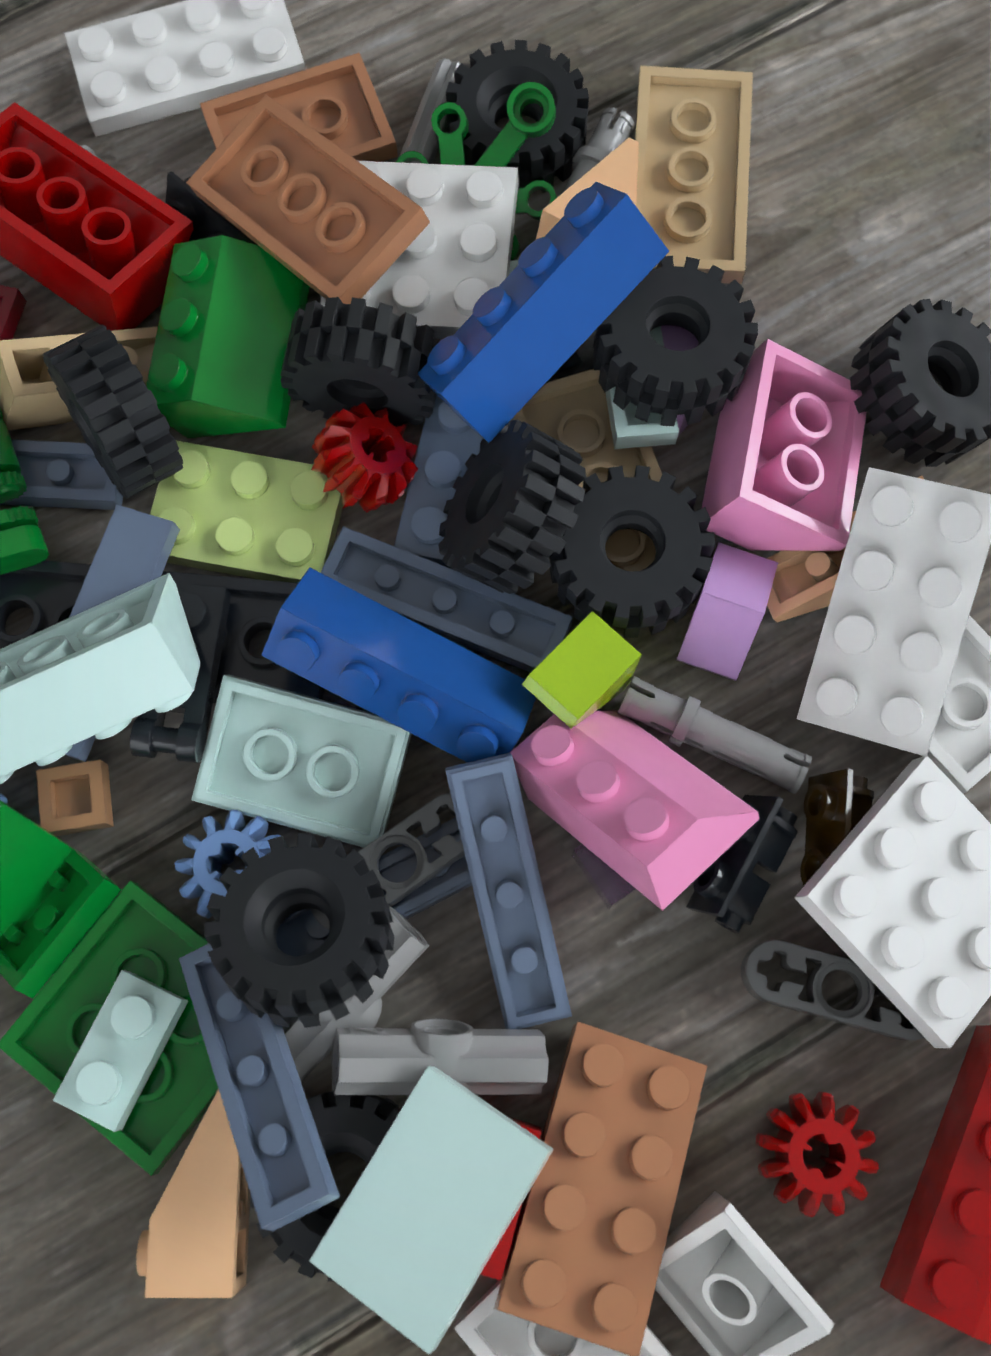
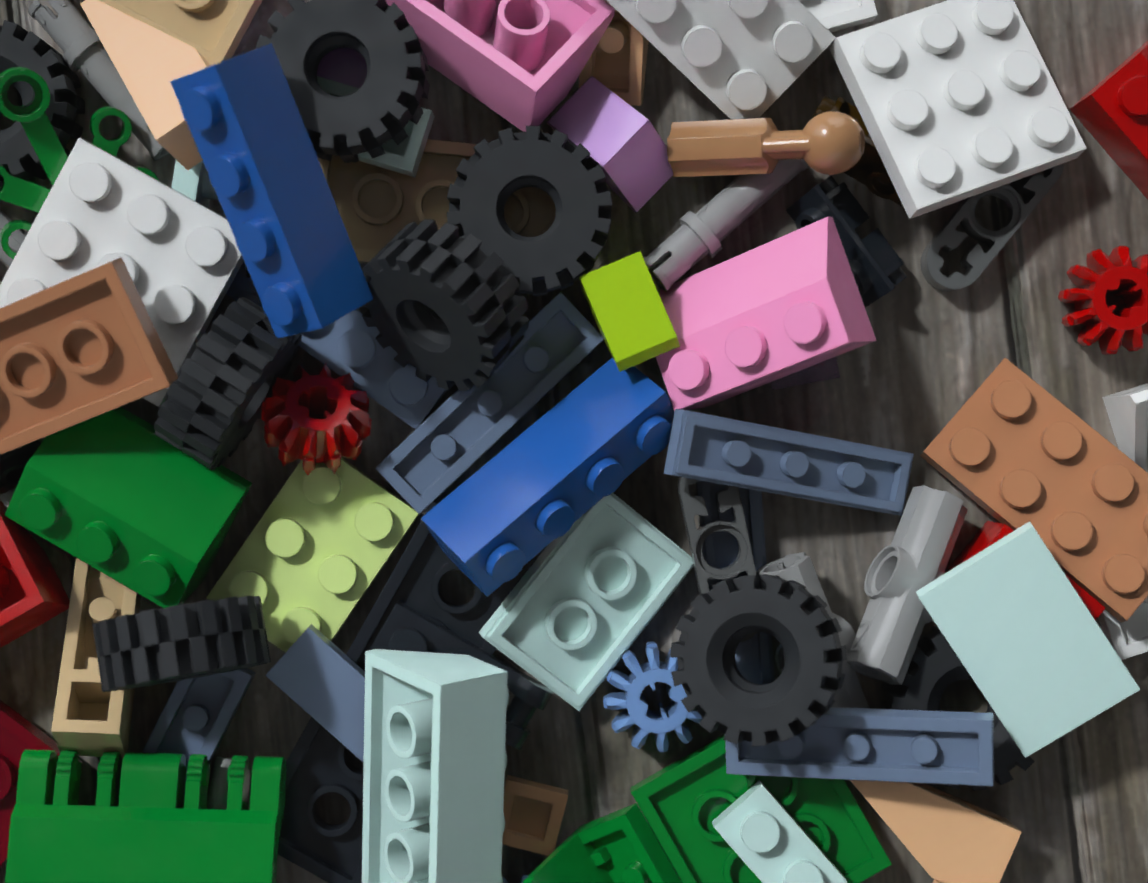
camera: 70 degrees left, 15 degrees up
(826, 785) = (828, 144): none -> medium nougat piece

